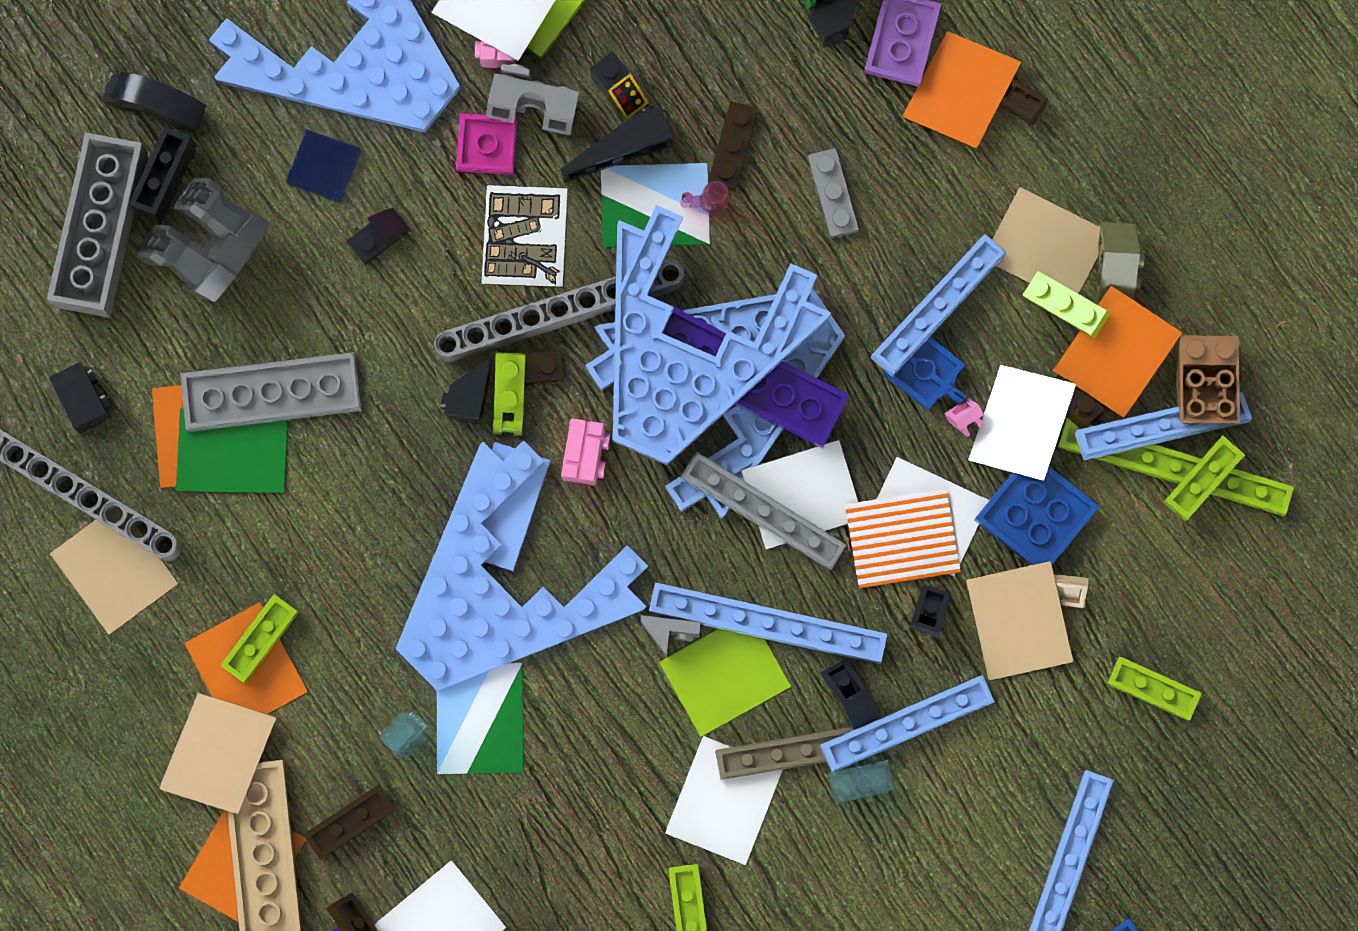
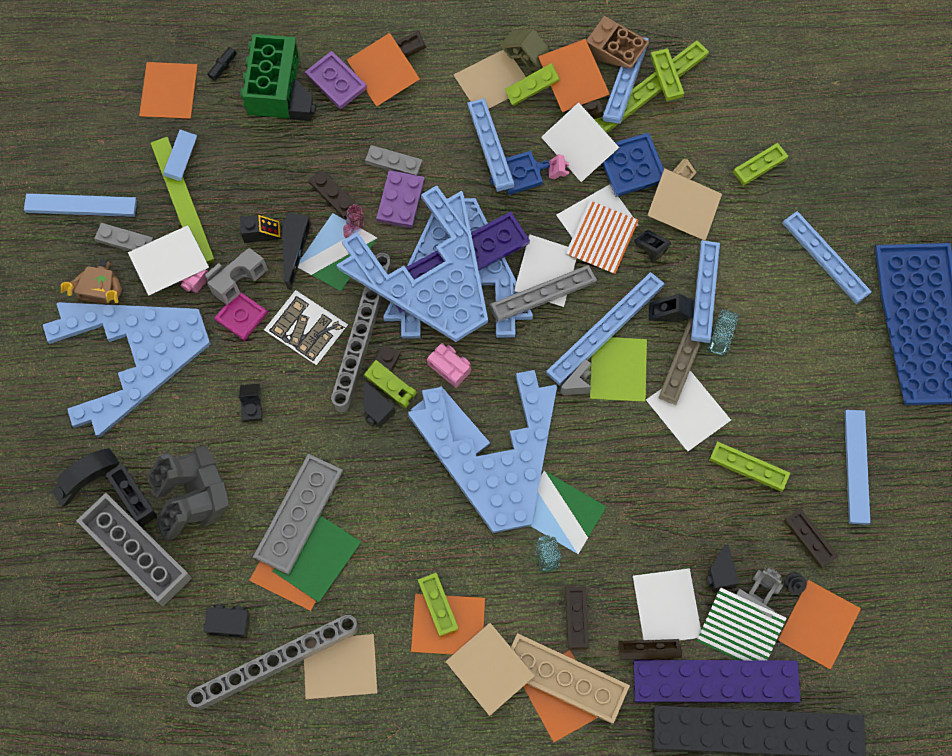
camera: 60 degrees left, 10 degrees down
(323, 166) = (190, 408): clear blue tile -> none
(783, 237) = (400, 199): none -> medium lavender plate

